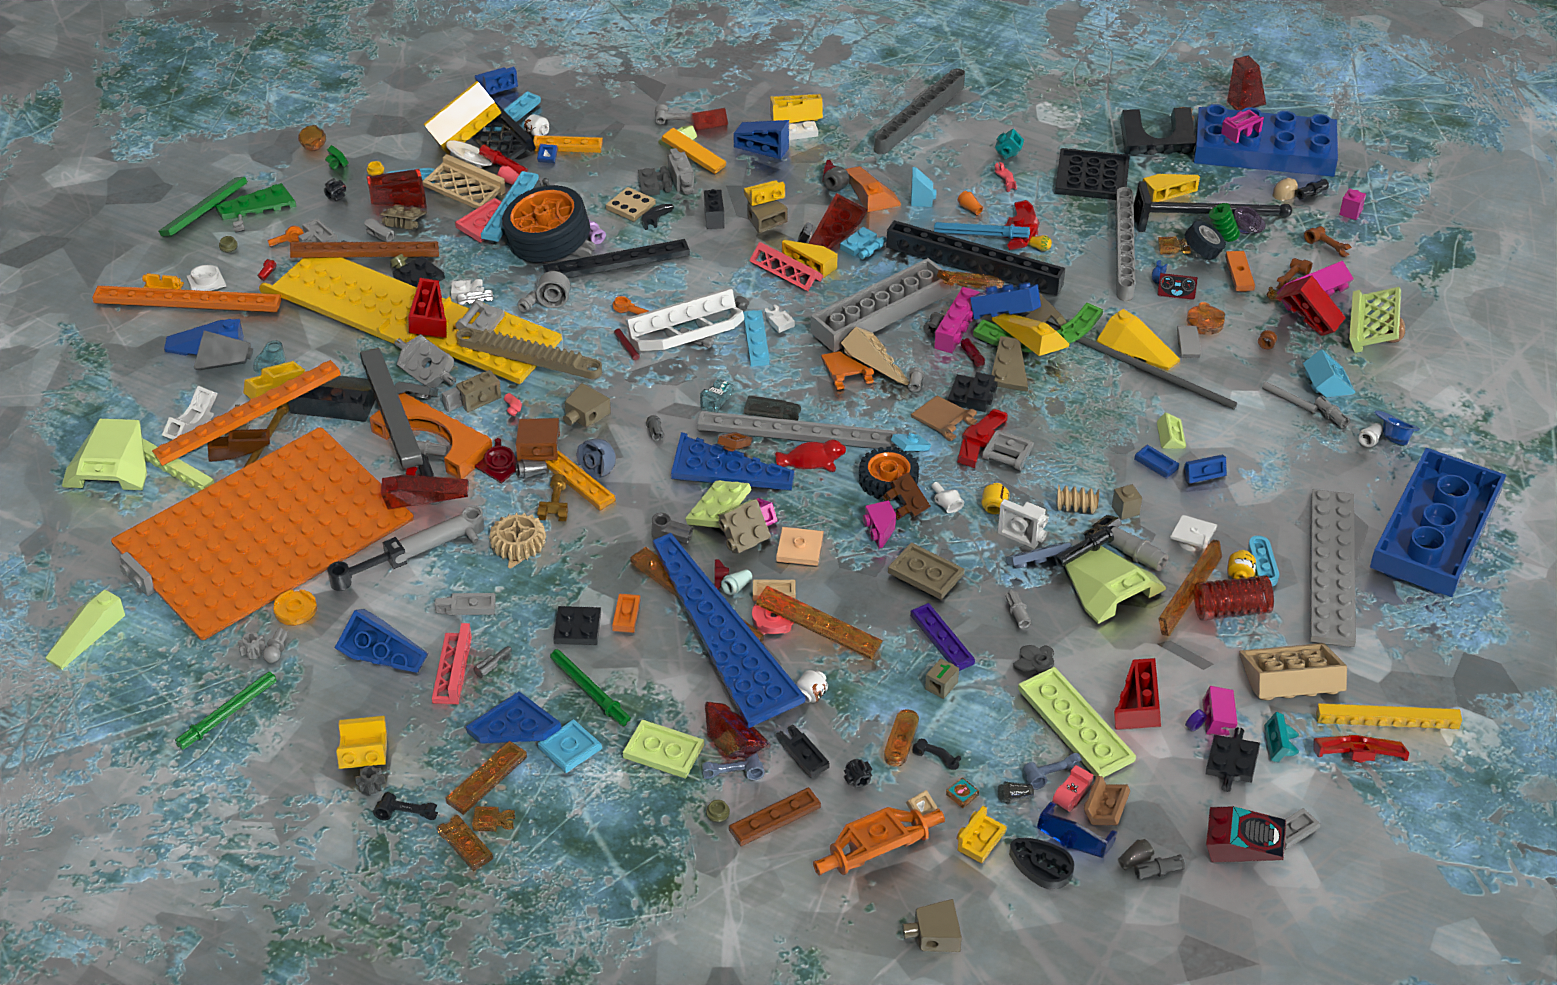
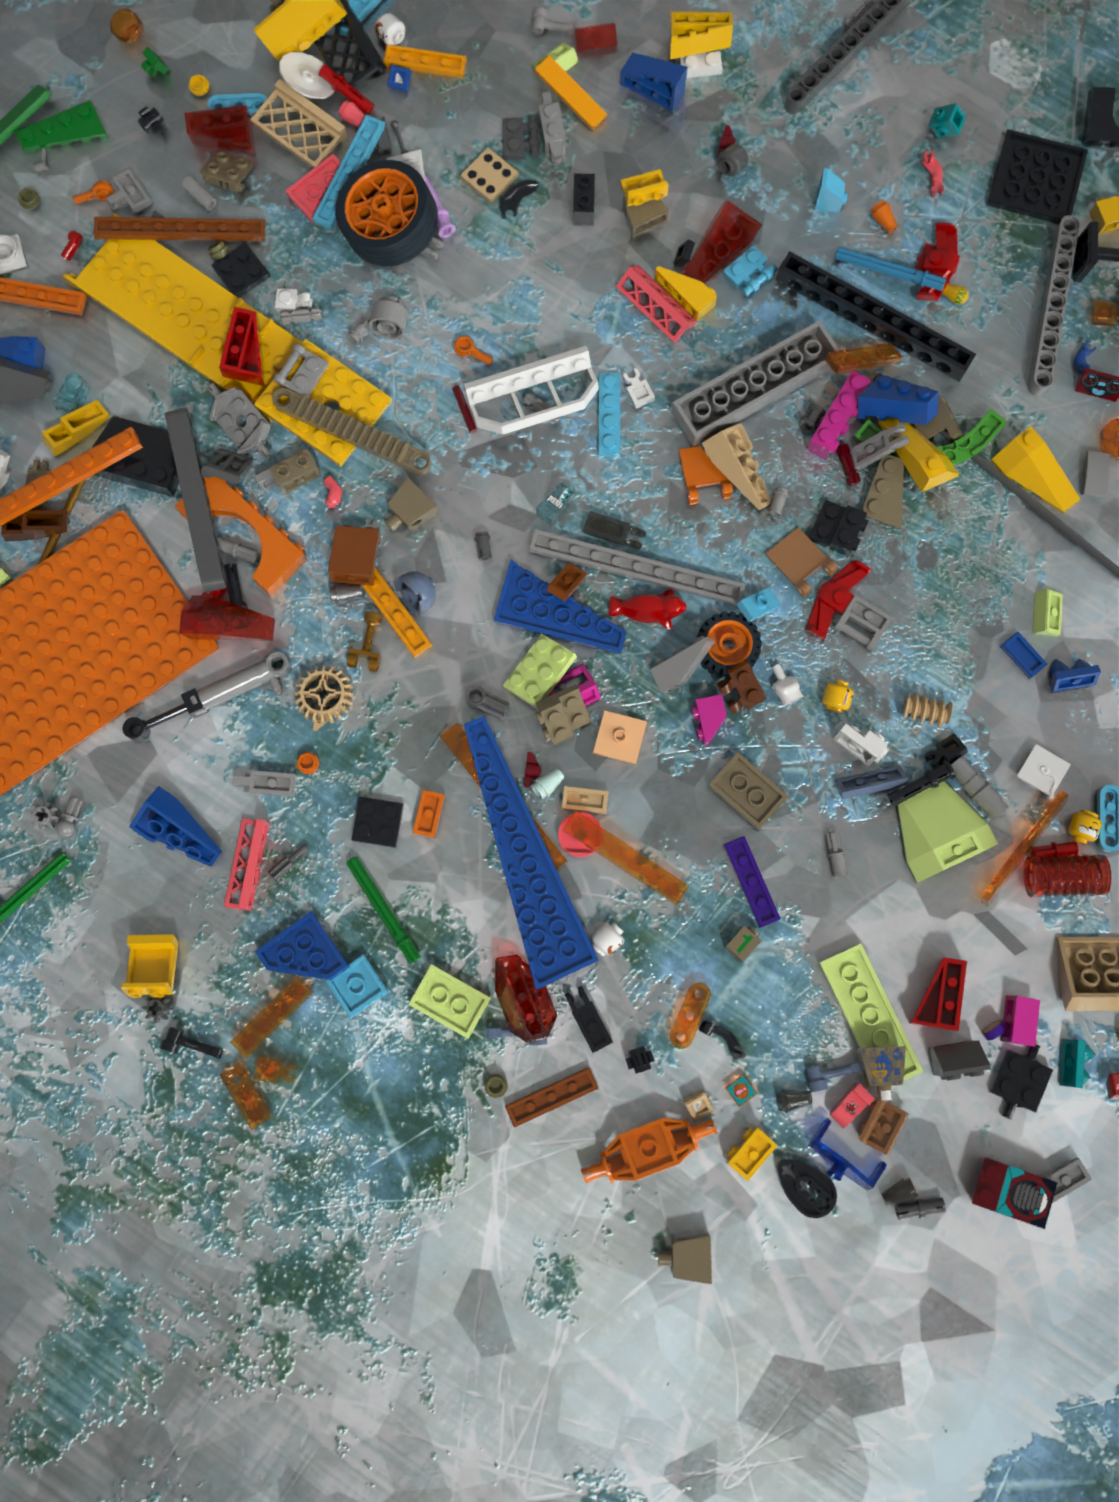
camera: 10 degrees right, 35 degrees up
(295, 607) = (91, 763): light orange tile -> none
(498, 462) = (311, 579): dark red hat -> none
(506, 587) = (308, 763): none -> orange plate
(620, 259) = (464, 272): black plate -> none
(741, 303) = (597, 359): dark grey hinge -> none
(847, 486) = (678, 669): none -> light grey slope
(871, 191) = (772, 181): orange wedge -> none
(995, 329) = (878, 446): none -> light grey hinge
(1035, 658) = (841, 921): dark grey plate -> none
(1093, 747) = (882, 1068): none -> torso
(1126, 502) = (979, 719): dark tan brick -> none
(1166, 743) = (957, 1059): none -> dark grey slope

